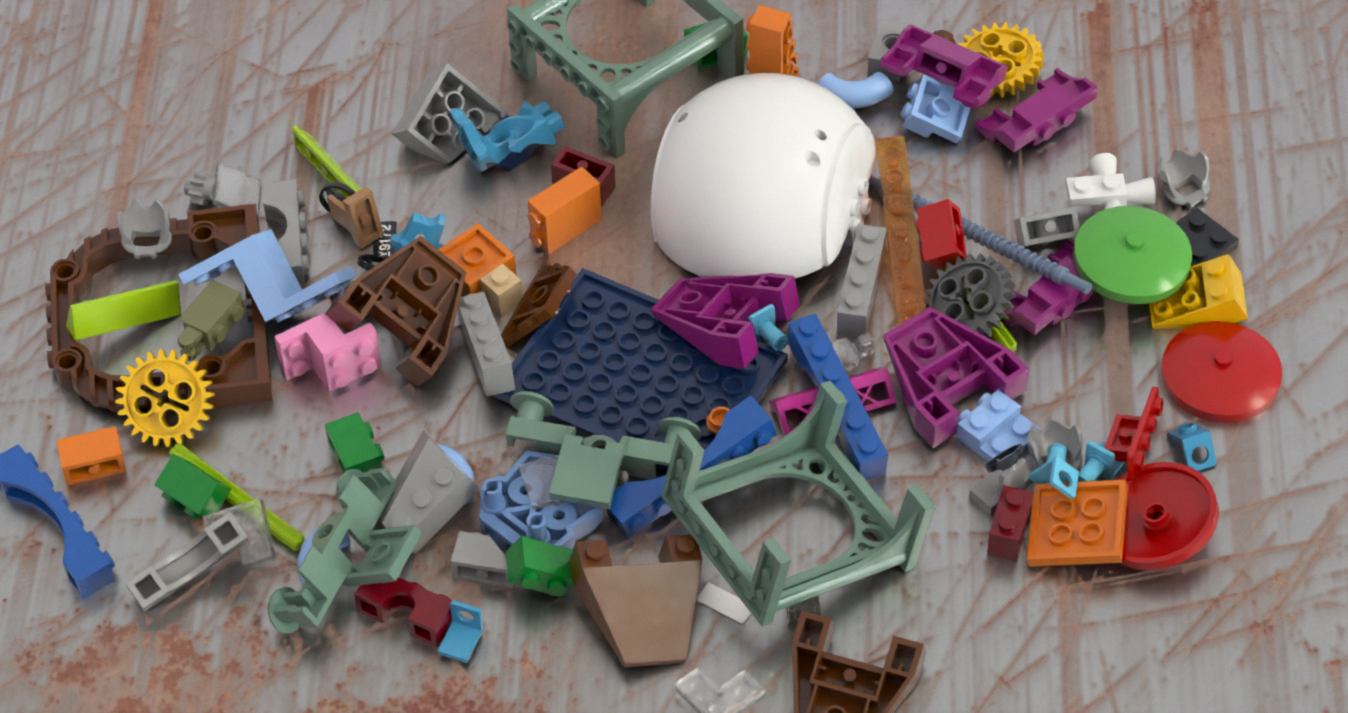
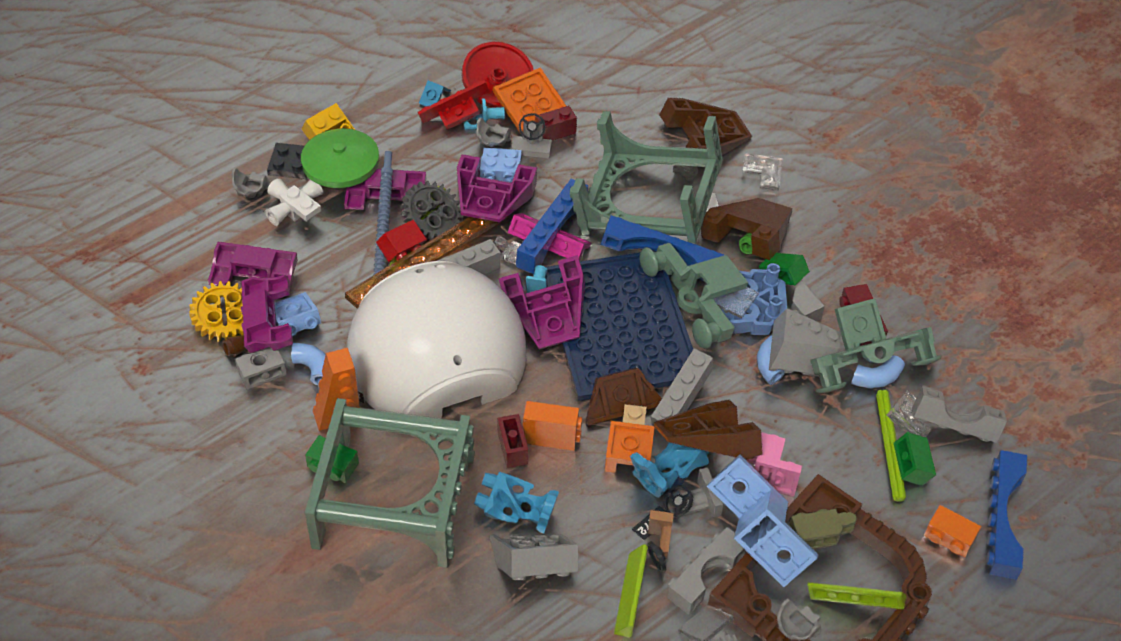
camera: 135 degrees left, 0 degrees up
(154, 423) = (887, 511): yellow gear -> none
(353, 444) = (805, 410): green brick -> none
(462, 633) = (848, 281): dark azure bracket -> none
(715, 419) = (619, 258): orange plate -> none
(1047, 227) = (346, 211): light grey brick -> none
(1057, 471) = (509, 121): medium azure bracket -> none
(1221, 371) = (376, 108): red dish -> none

